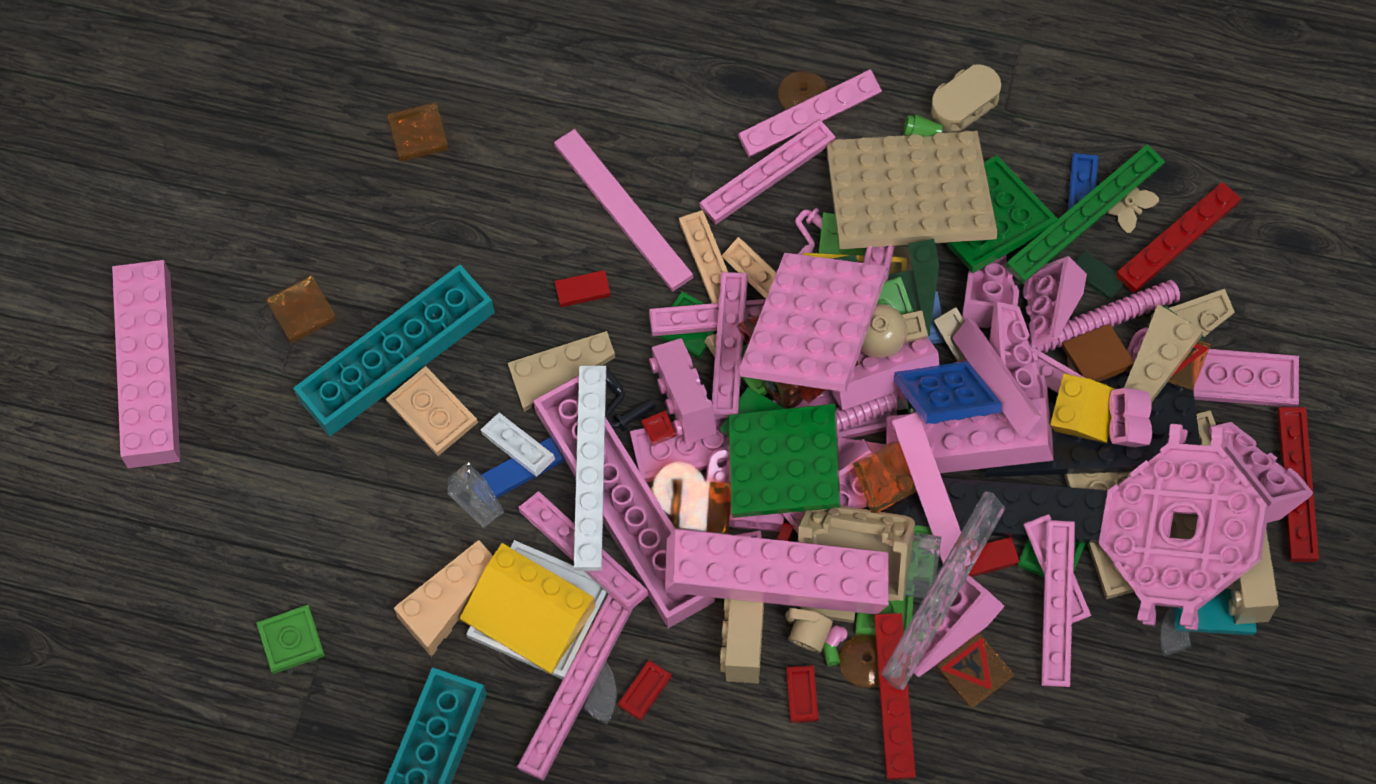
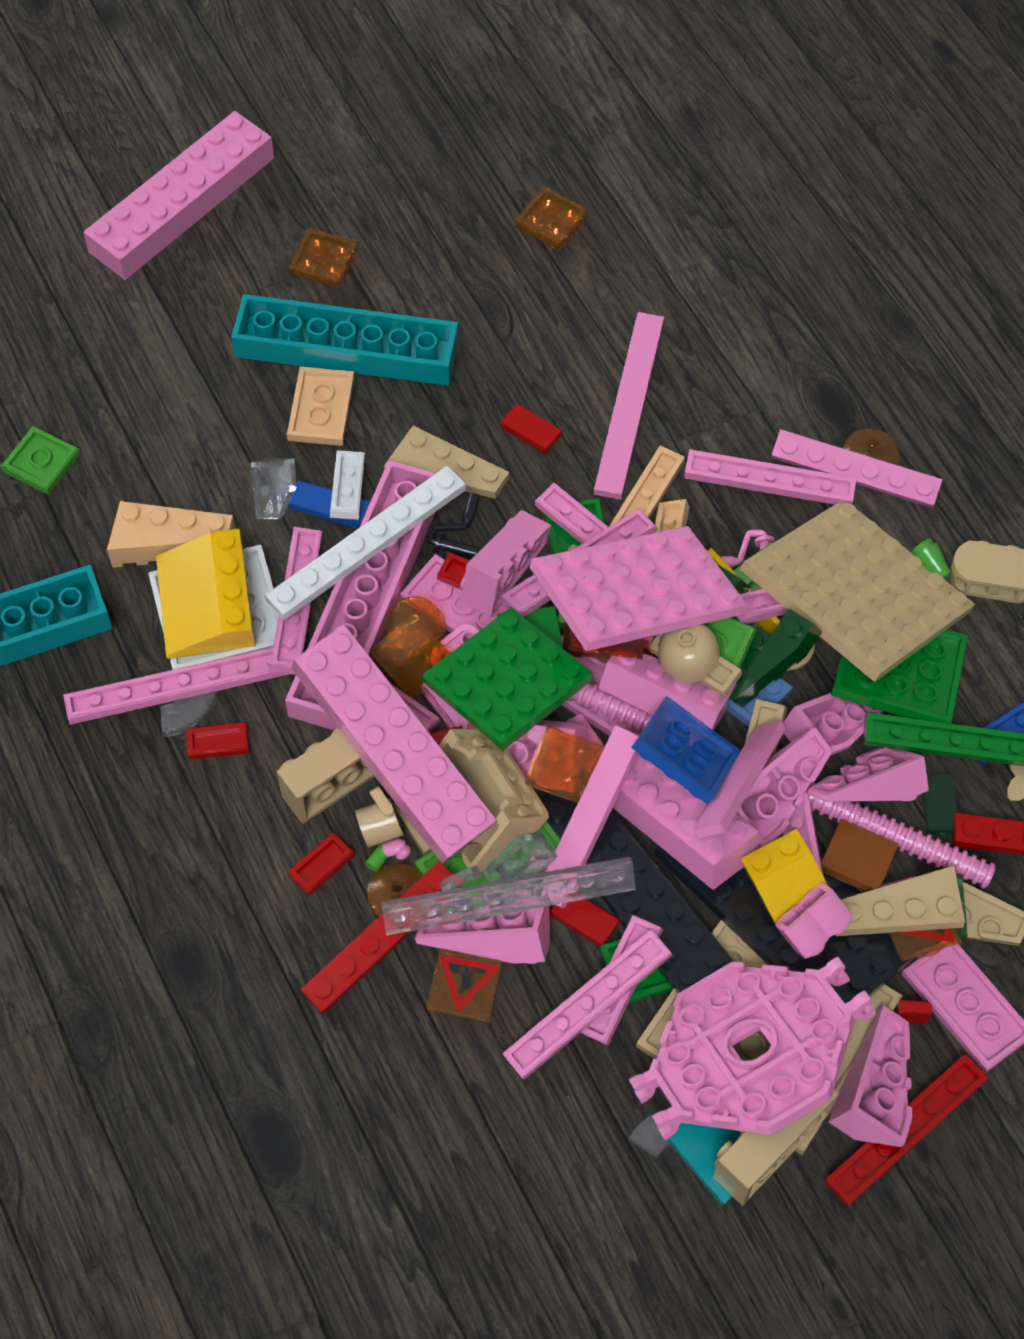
camera: 45 degrees right, 5 degrees down
(905, 610) = (460, 878): none -> clear tile
(1227, 411) = (914, 1011): none -> red tile

